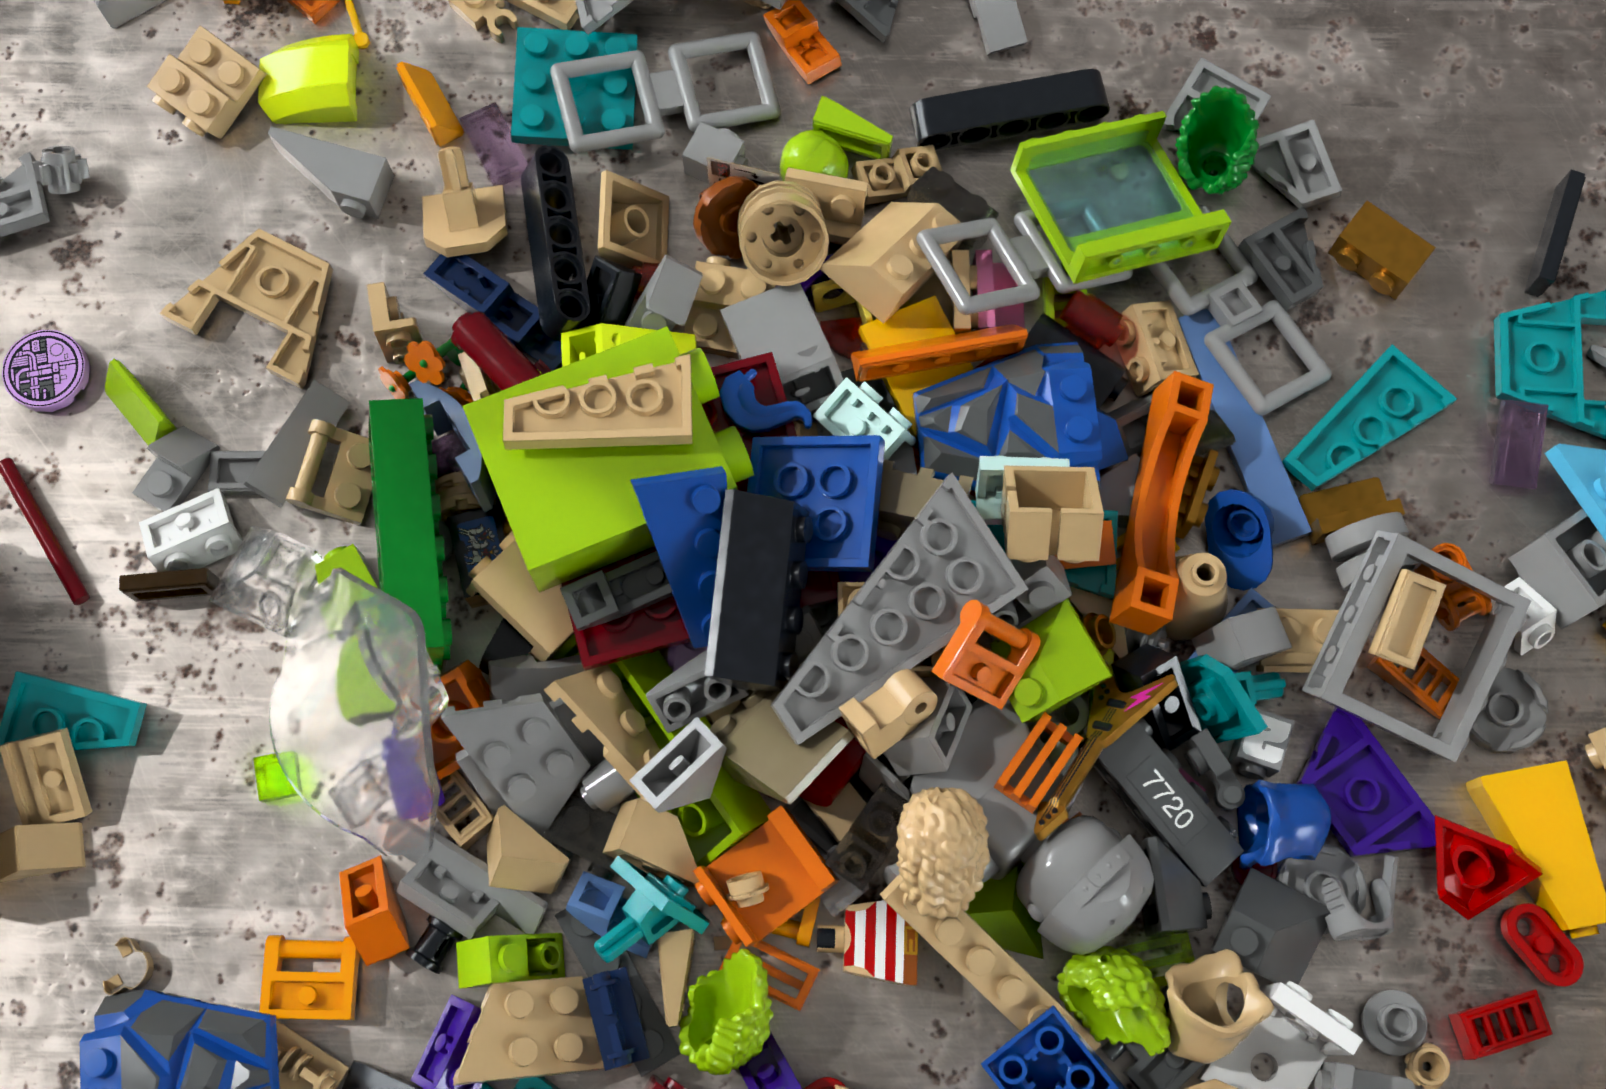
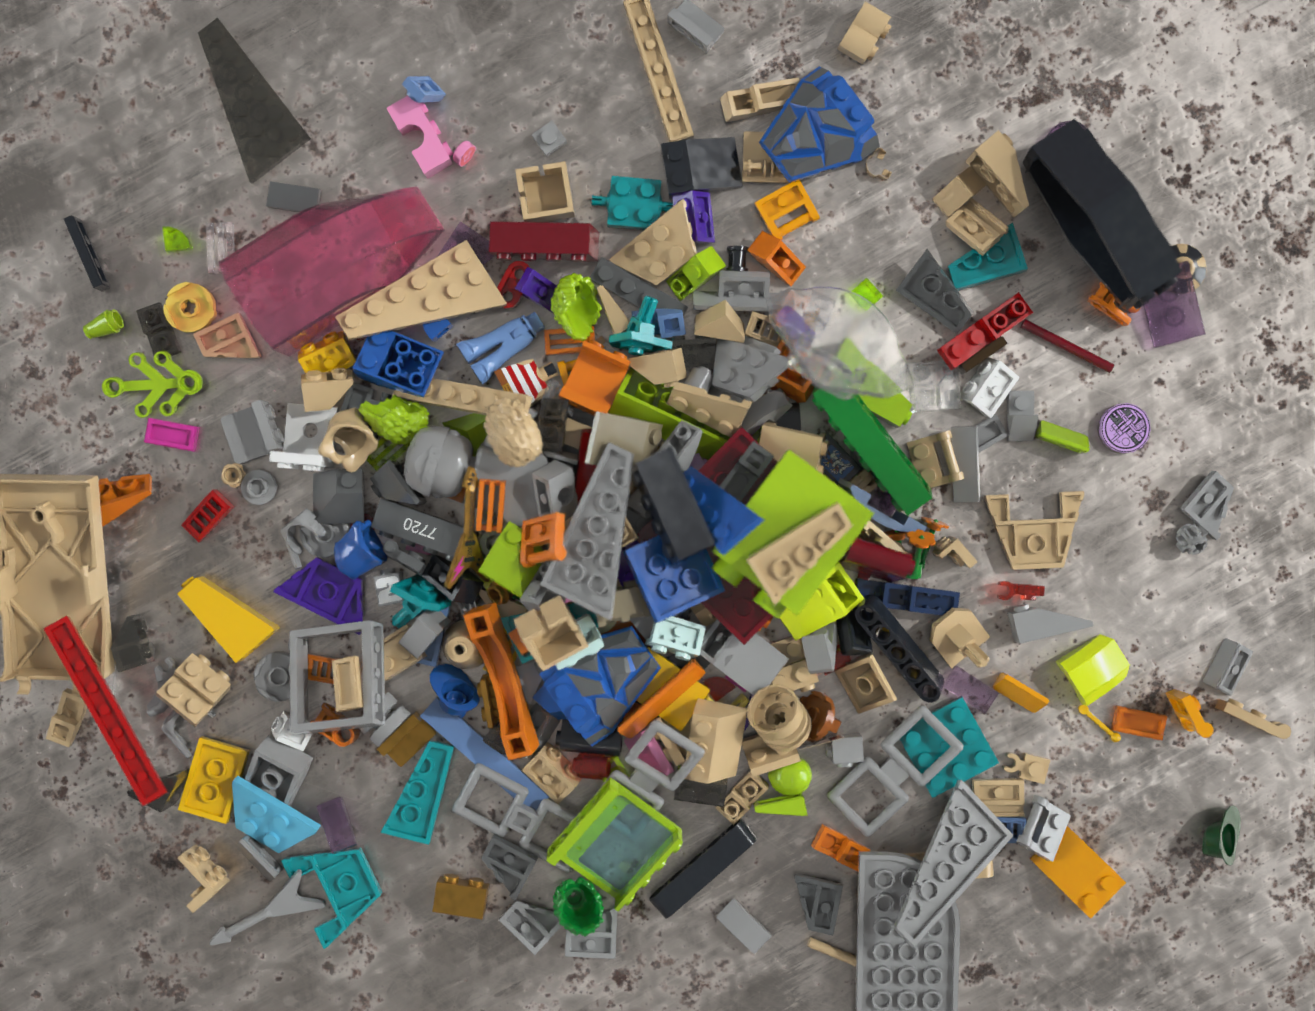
camera: 150 degrees right, 15 degrees up
(141, 618) = (984, 331): none -> red slope
(173, 715) = (935, 293): none -> dark grey wing
(206, 84) = (1148, 632): tan plate -> none
(331, 227) = (1027, 591): none -> clear red plate
(616, 1018) = (627, 274): dark blue hinge -> none
(682, 769) = (662, 403): light grey slope -> none
(747, 889) = (600, 369): tan plate -> none
(749, 415) = (734, 603): blue piece -> none
(854, 1031) = (512, 335): none -> medium blue piece
(889, 712) = (573, 484): tan leg -> none
(1477, 868) = (254, 581): red slope -> none
(1541, 943) = (206, 565): red plate -> none
(1555, 233) = (373, 961): black tile -> none

